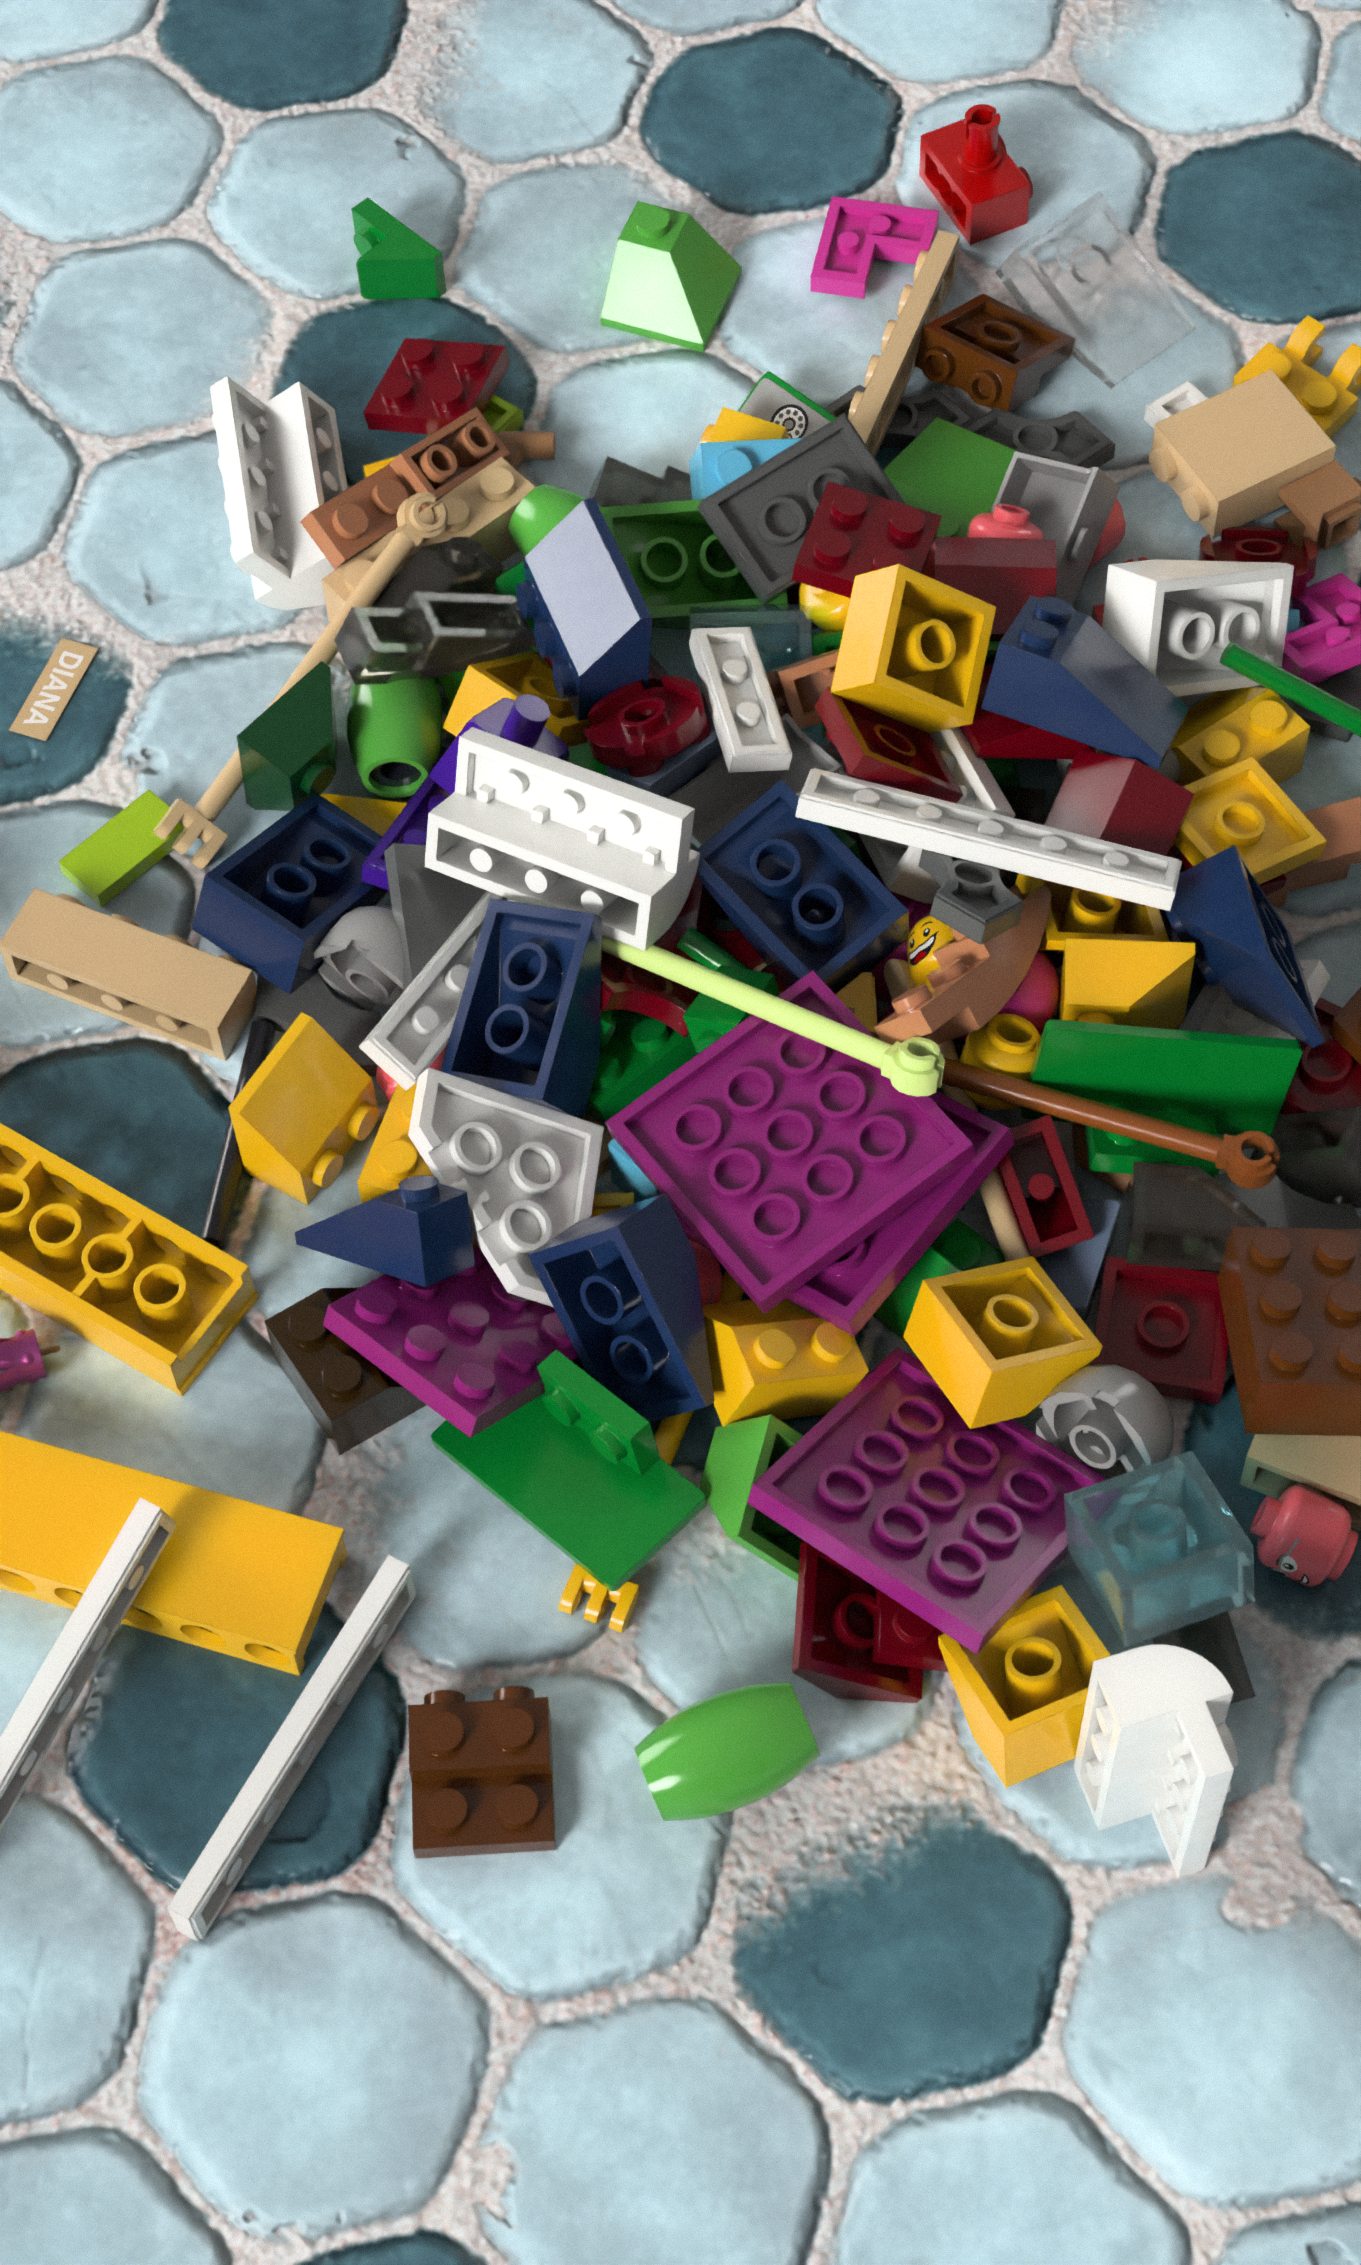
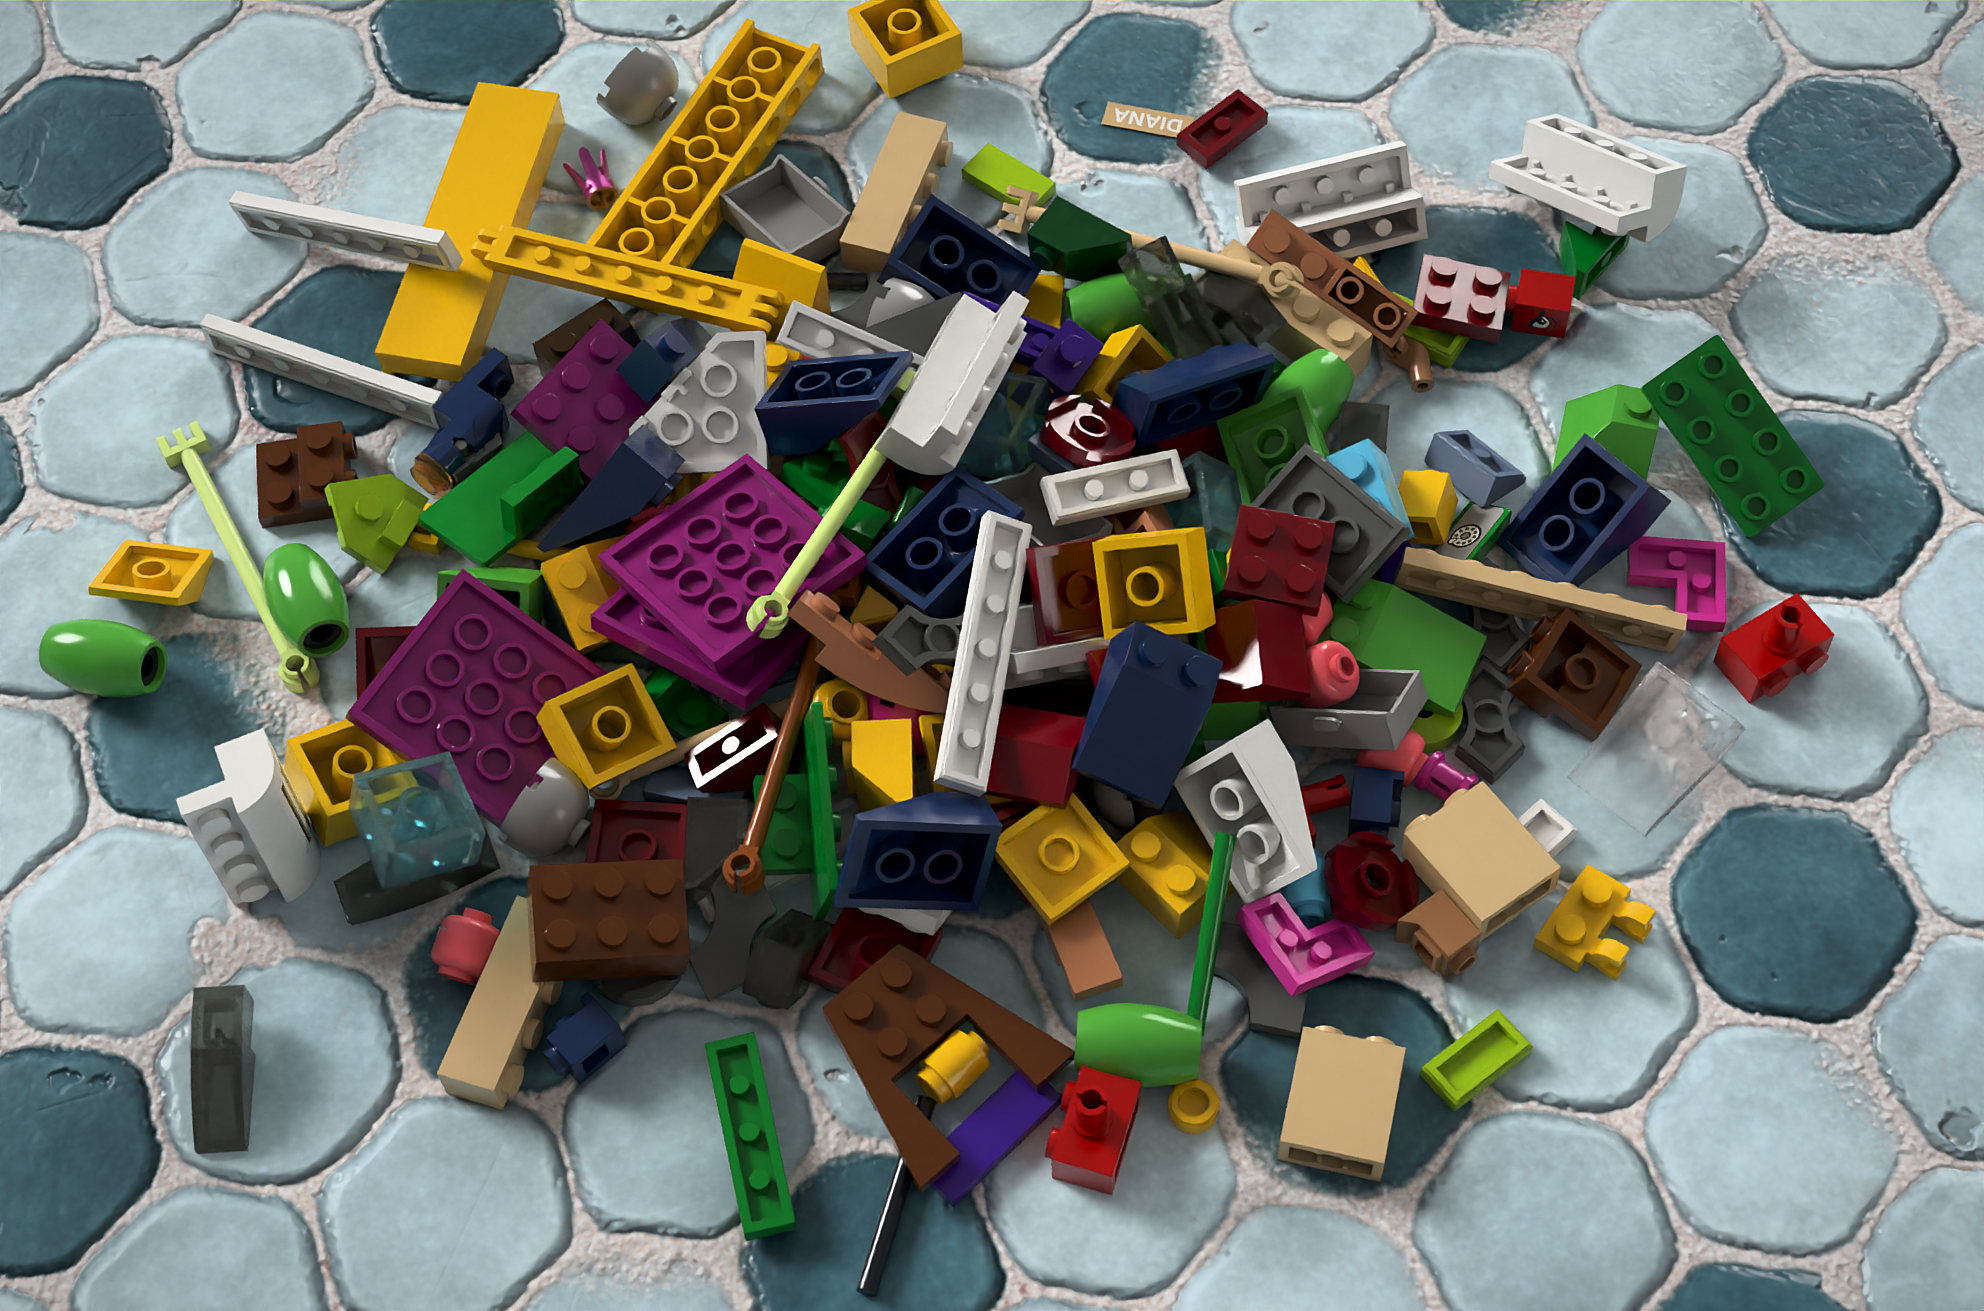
camera: 85 degrees right, 0 degrees up
(103, 599) = (1222, 129): none -> dark red plate
(138, 1103) = (786, 211): none -> light grey container
(240, 1292) = (628, 278): none -> yellow hinge
(313, 213) = (1594, 177): none -> white brick
(400, 1962) = (188, 453): none -> yellowish green hinge
(440, 1535) = (469, 425): none -> dark blue plate
(461, 305) = (1541, 303): none -> red brick
(589, 1657) = (374, 517): none -> lime plate
(638, 1996) = (154, 573): none -> yellow slope
(686, 407) = (1473, 466): none -> sand blue slope
(706, 152) = (1732, 436): none -> green bracket
(788, 305) = (1582, 516): none -> dark blue slope
(797, 2050) = (103, 658): none -> bright green piece
(1126, 475) = (1442, 778): none -> dark pink bush
(1153, 538) = (1375, 800): none -> dark blue brick

